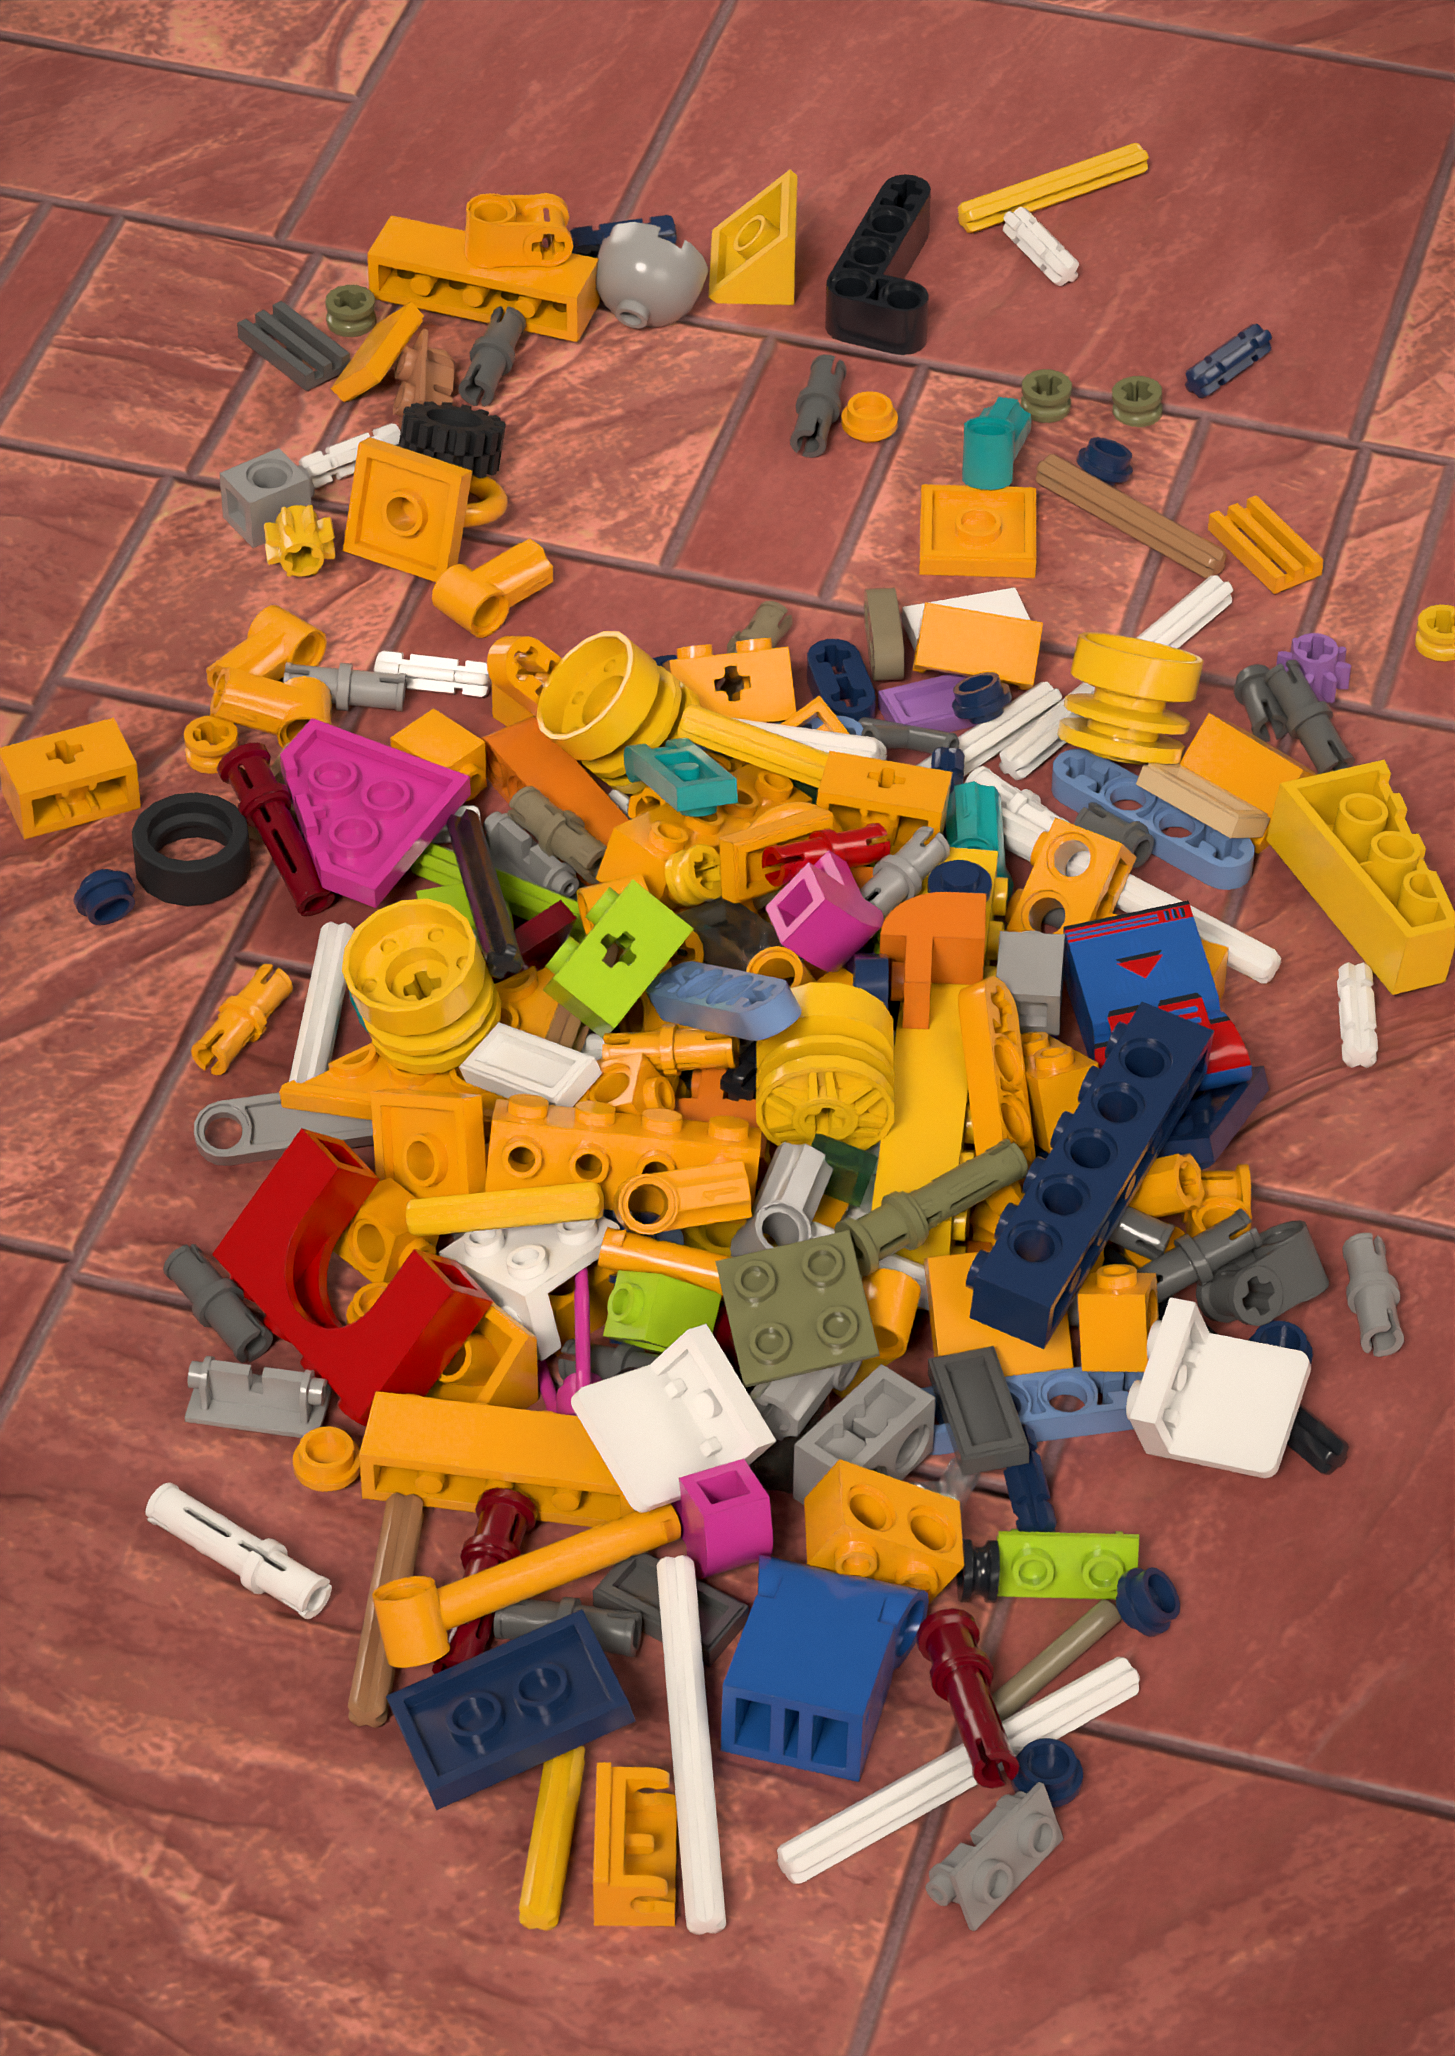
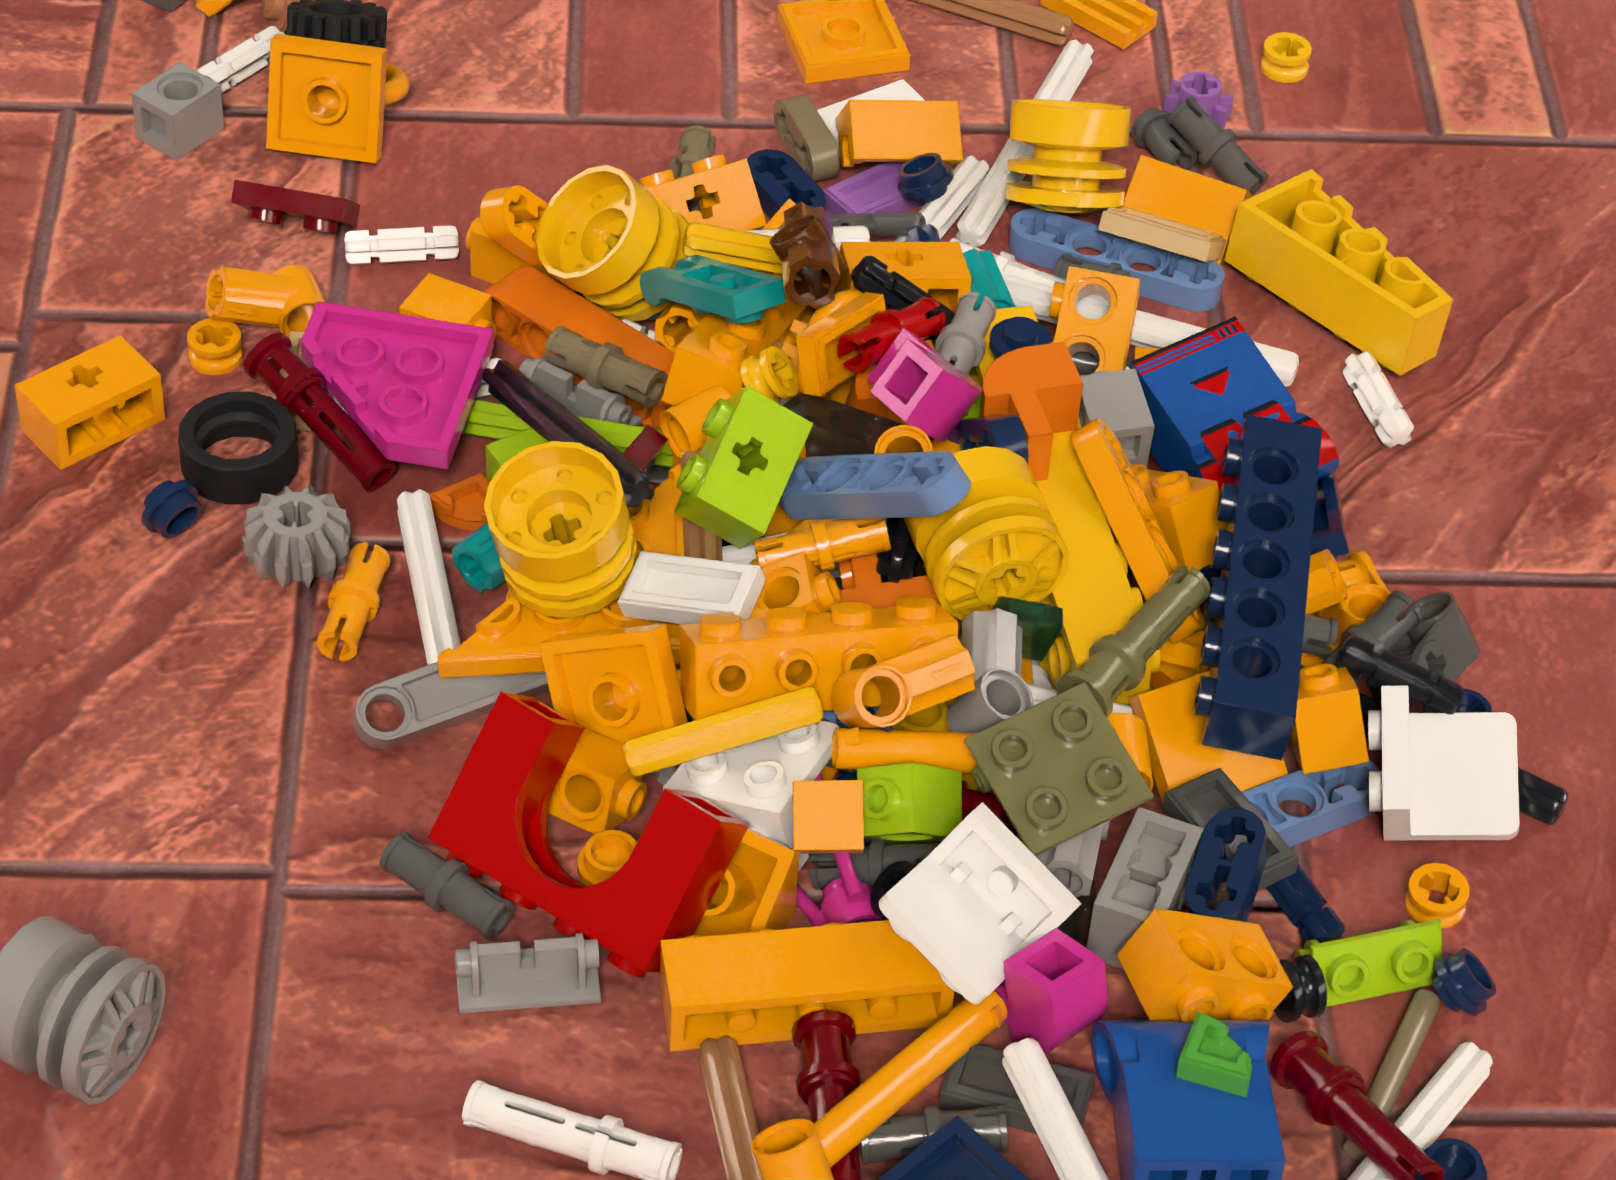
camera: 20 degrees left, 0 degrees up
(210, 946) = (296, 536): none -> light grey gear
(270, 643) = (242, 242): light orange piece -> none
(299, 540) = (228, 144): yellow gear -> none
(326, 1459) = (621, 1020): light orange plate -> none
(355, 686) = (336, 268): light grey pin -> none
(362, 625) = (319, 211): none -> dark red plate
(483, 596) = (424, 162): light orange piece -> none
(570, 1309) = (828, 816): none -> light orange tile
(779, 759) = (808, 255): none -> reddish brown piece
(840, 1609) = (1214, 1058): none -> bright green tile
(856, 809) = (898, 292): none -> black axle
(951, 1446) = (1212, 866): none -> dark blue beam
(1164, 1498) = (1441, 878): none -> light orange bush
(1213, 1297) = (1393, 670): none -> black axle
(1373, 1294) = (1519, 648): light grey pin -> none

